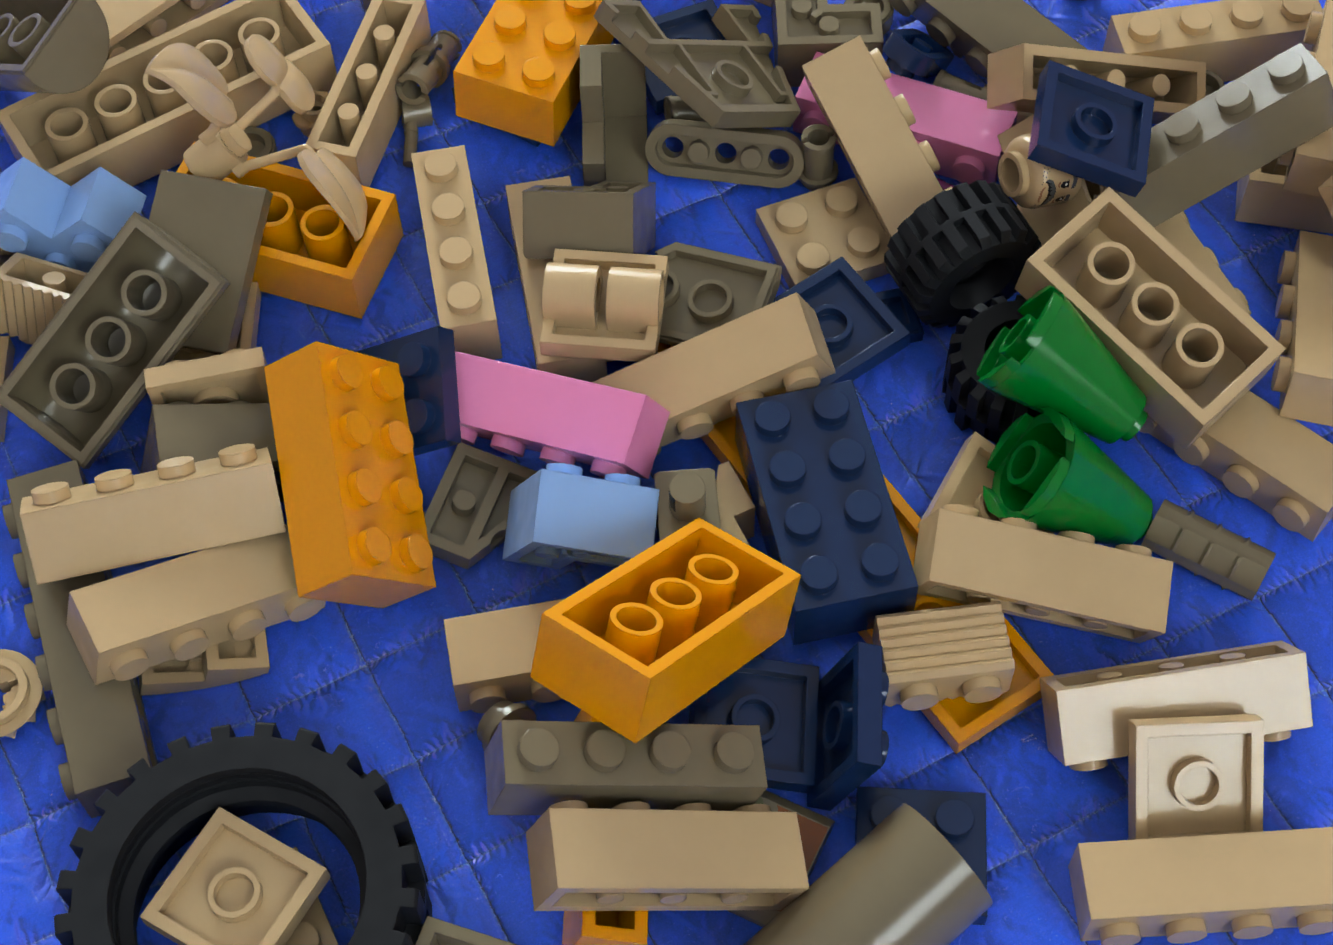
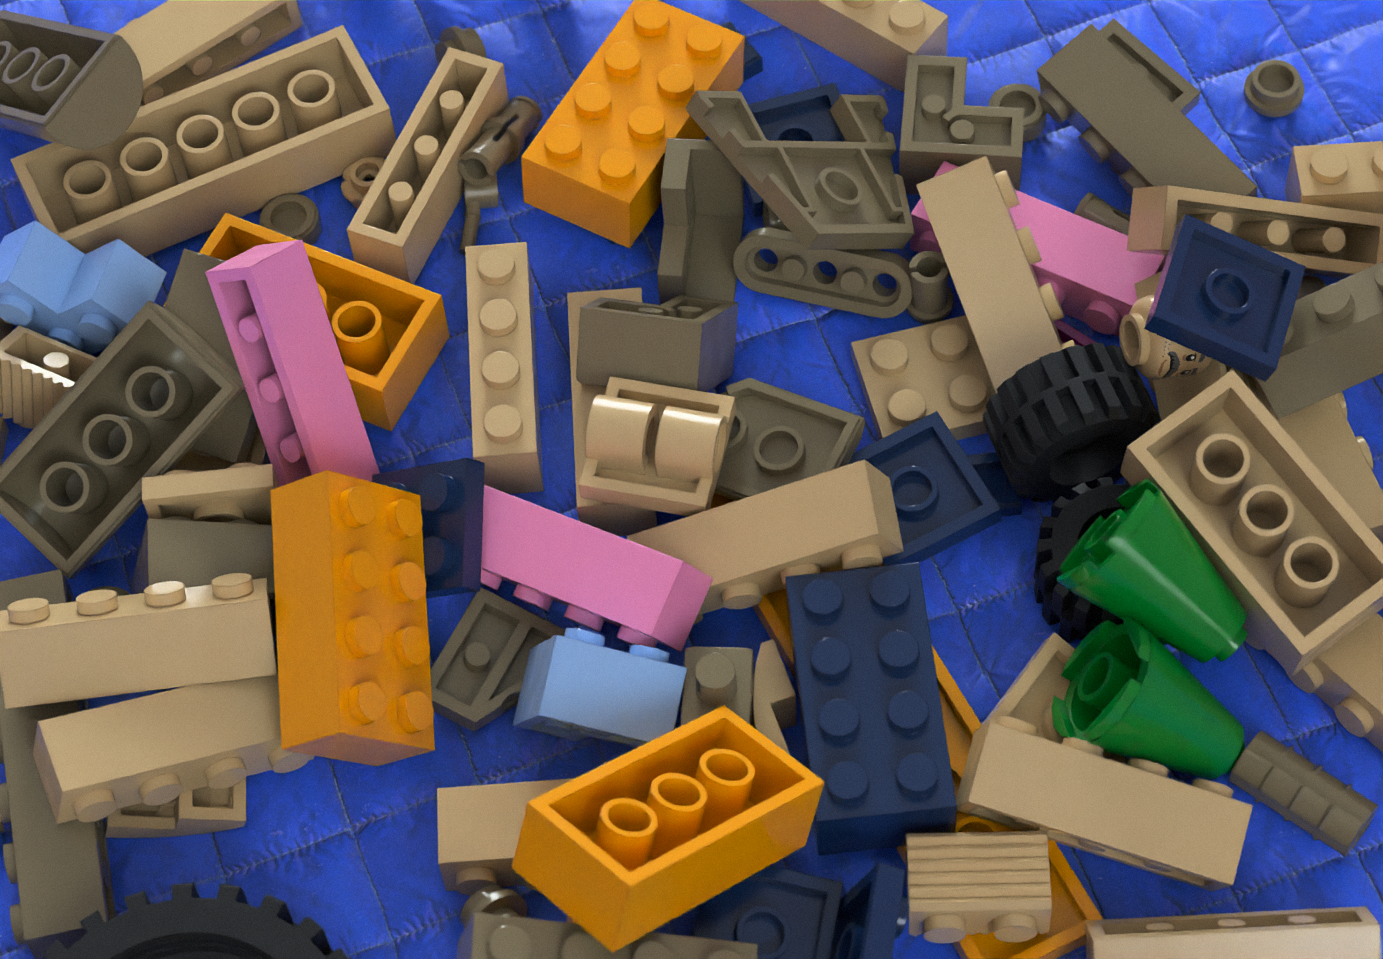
camera: 10 degrees right, 0 degrees up
(225, 144) = (236, 171): tan plant -> none
(267, 254) = (291, 363): none -> bright pink brick
(915, 53) = (1060, 171): dark blue plate -> none

